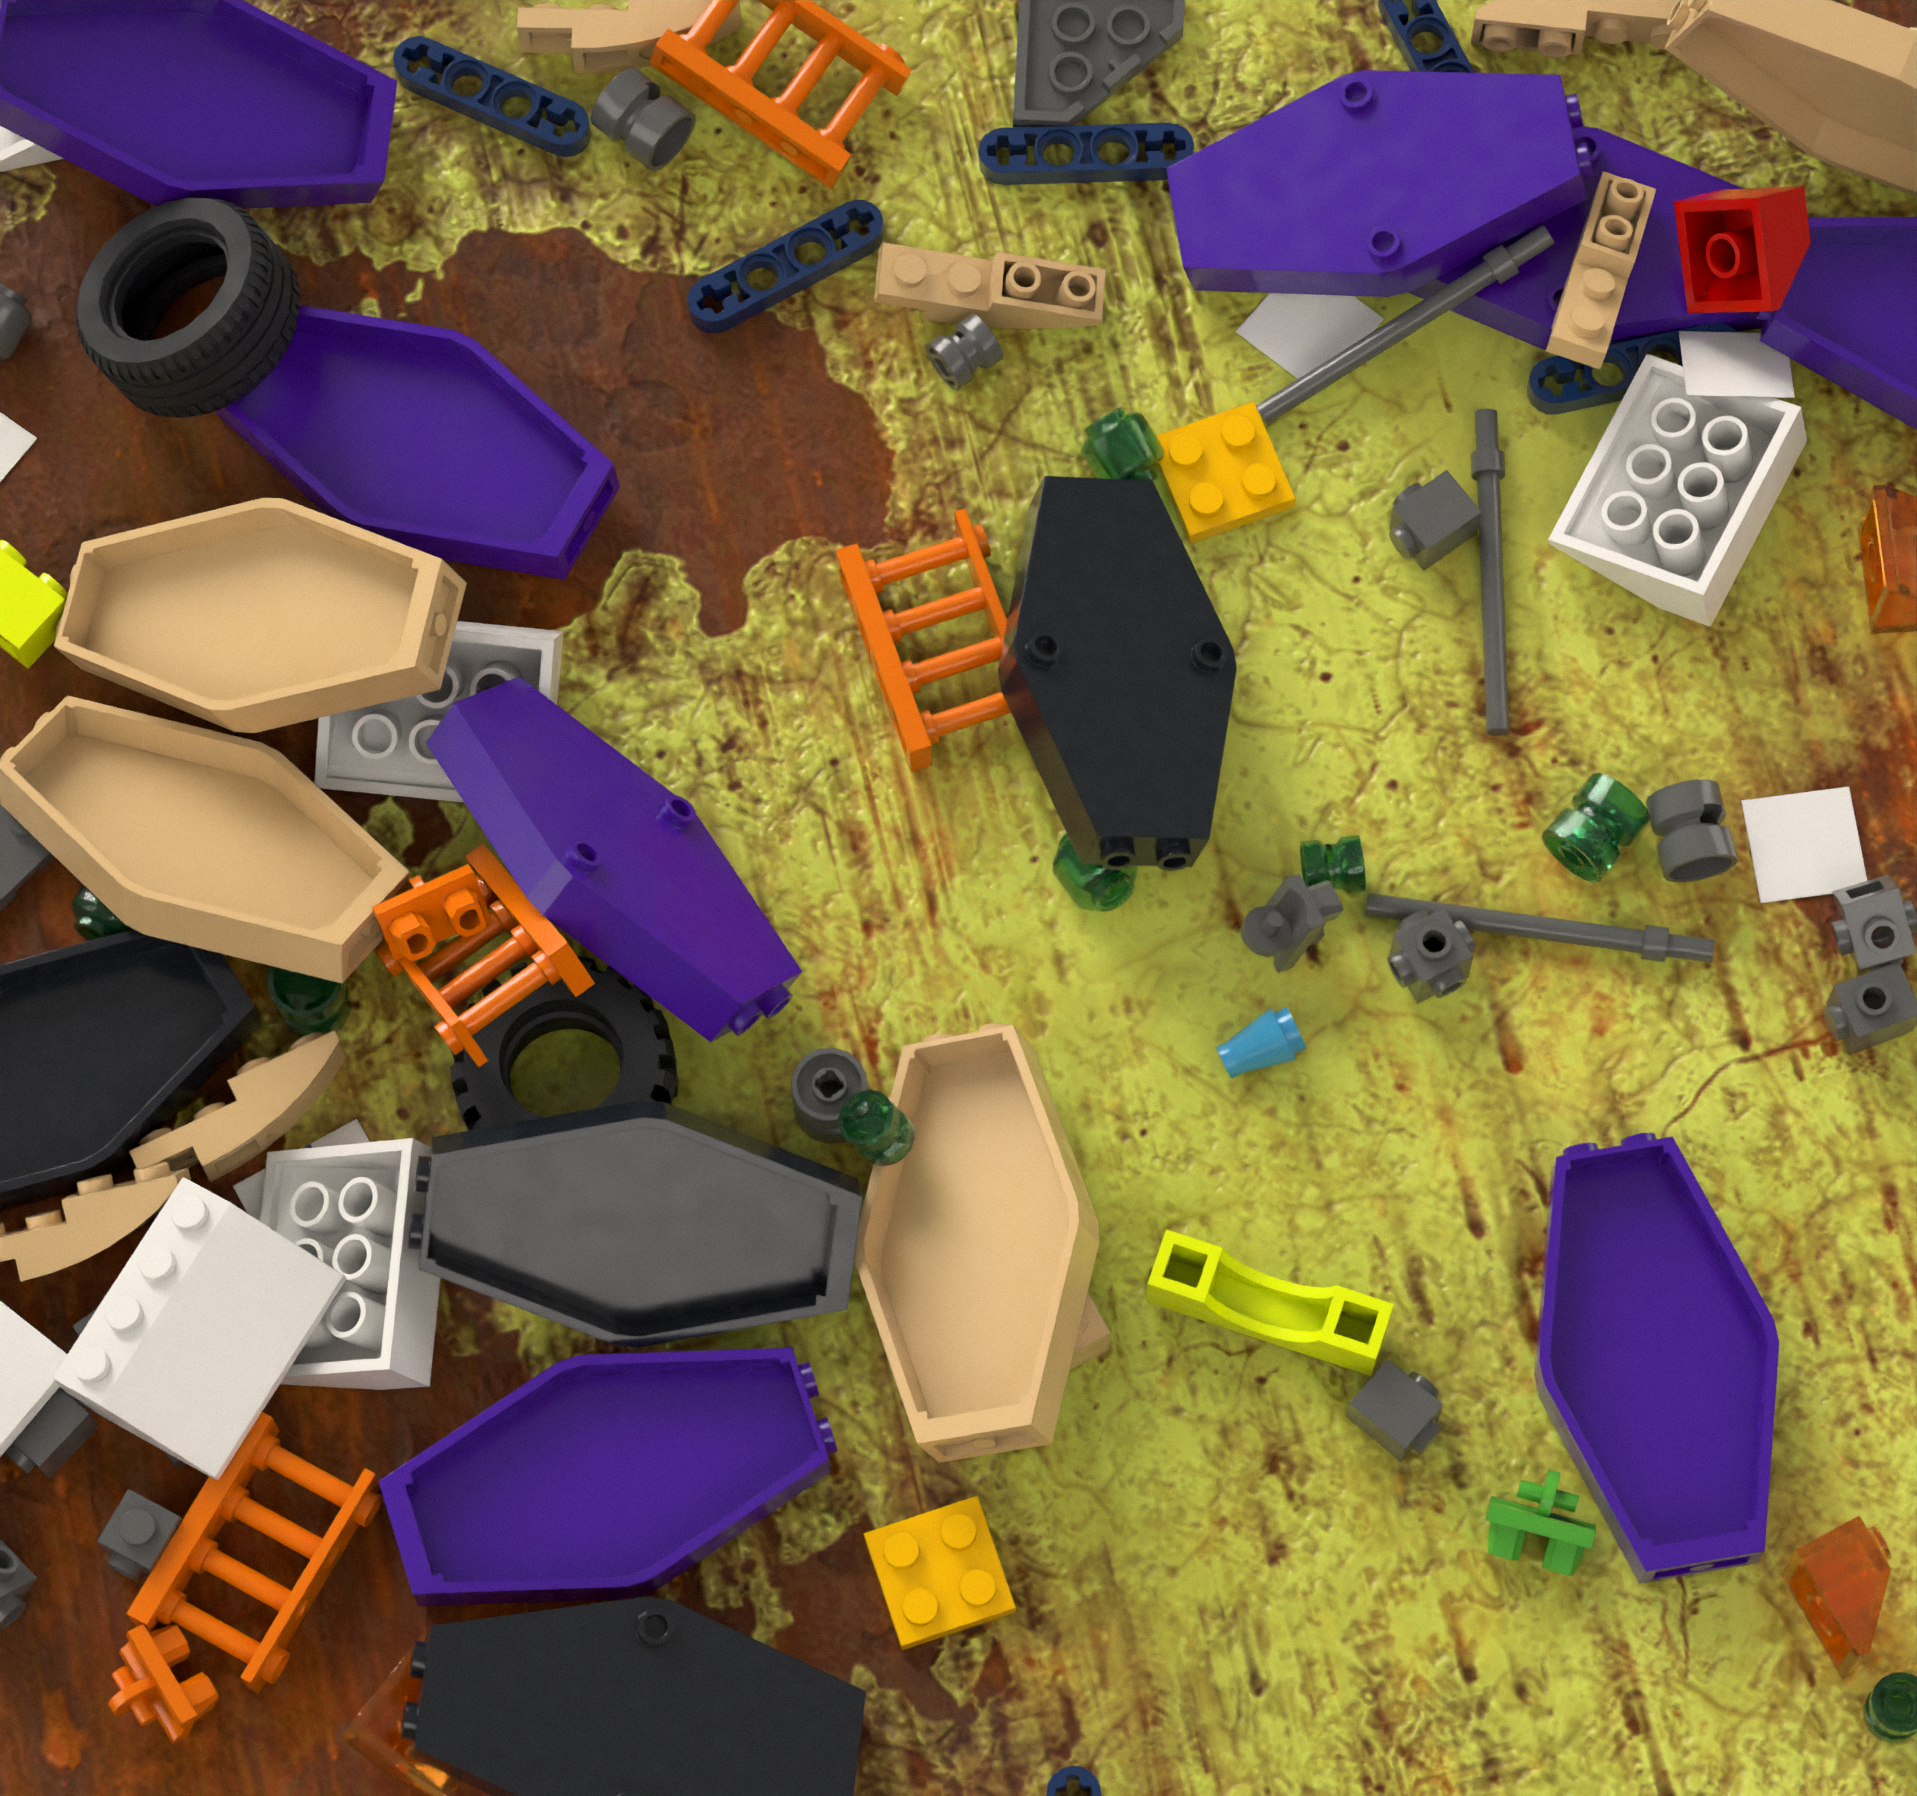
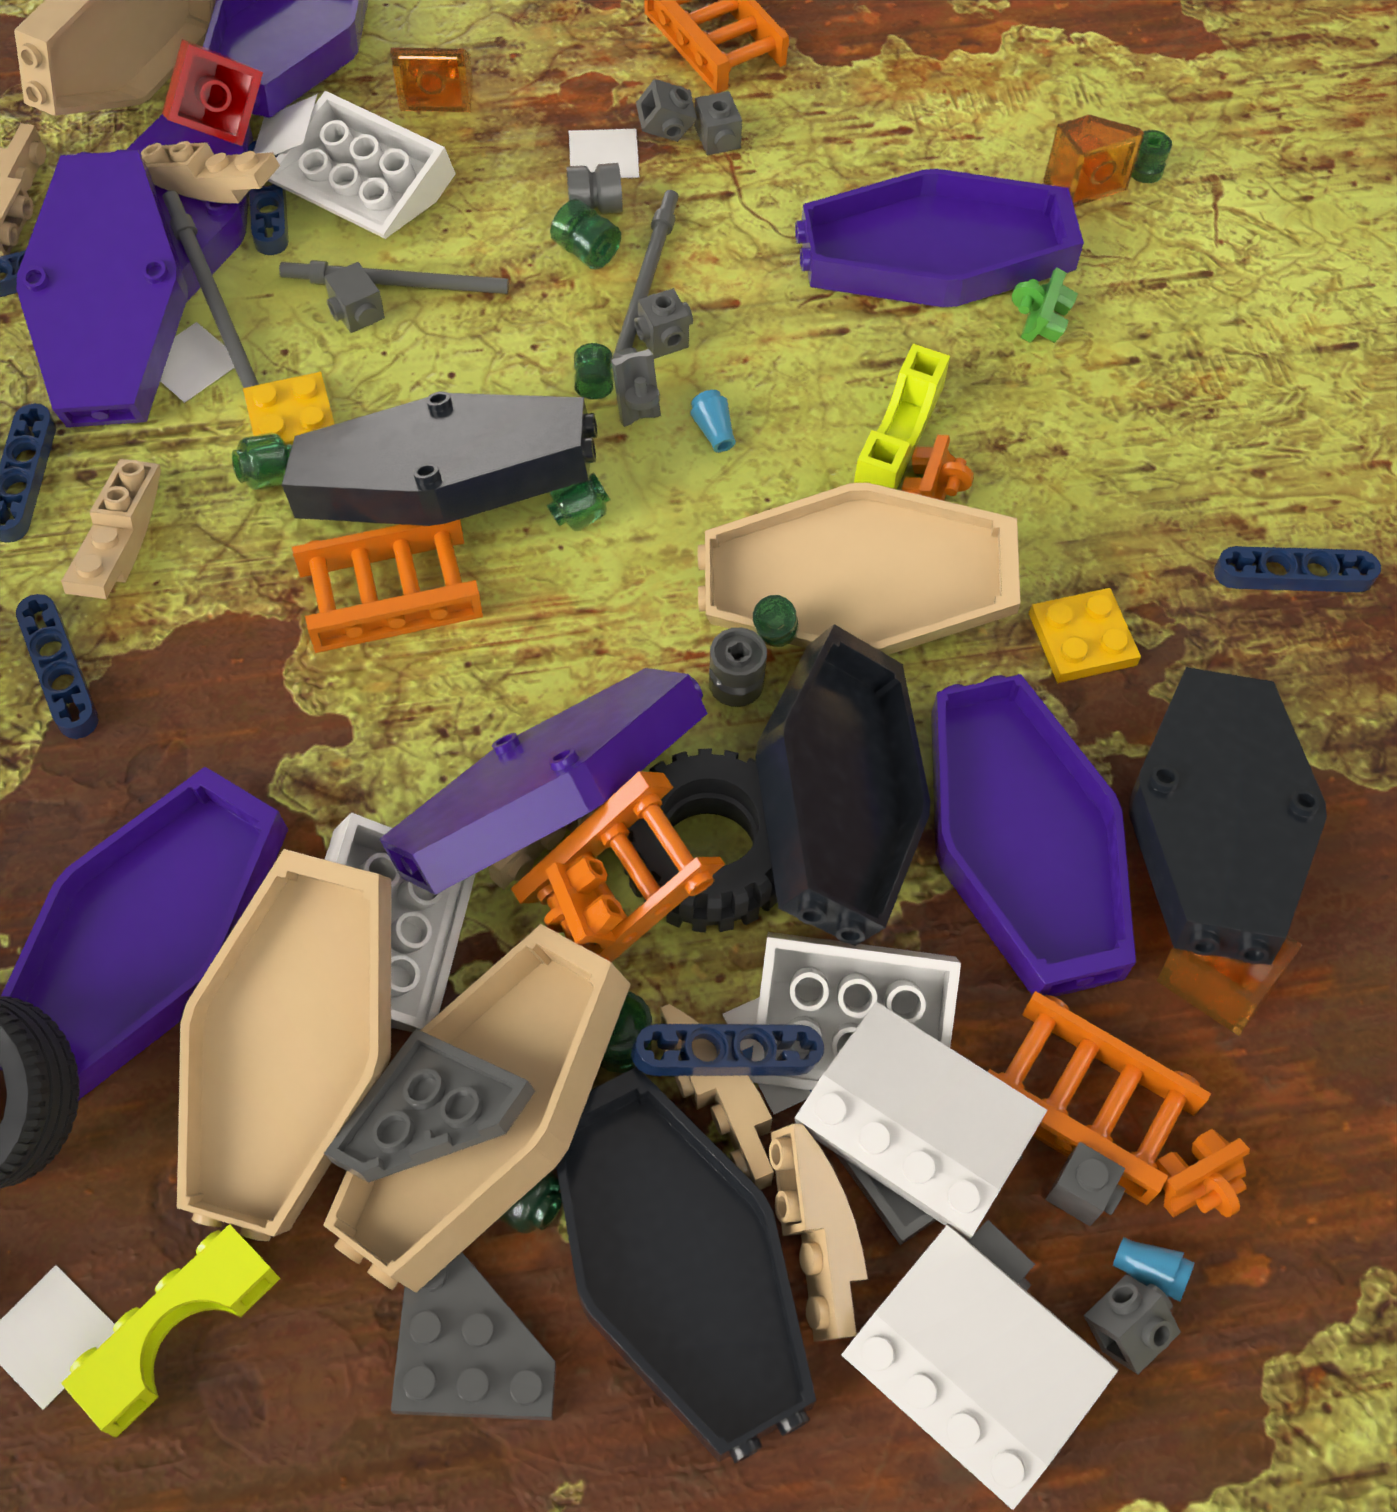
camera: 90 degrees left, 10 degrees down
(51, 1620) = (1155, 1266): none -> dark azure cone
(179, 775) = (427, 1107): none -> dark grey plate
(282, 1105) = (727, 1043): none -> dark blue beam
(961, 353) = (162, 553): dark grey wheel -> none
(1187, 1363) = (941, 471): none -> orange hips
(1397, 1410) = (972, 370): dark grey brick -> none

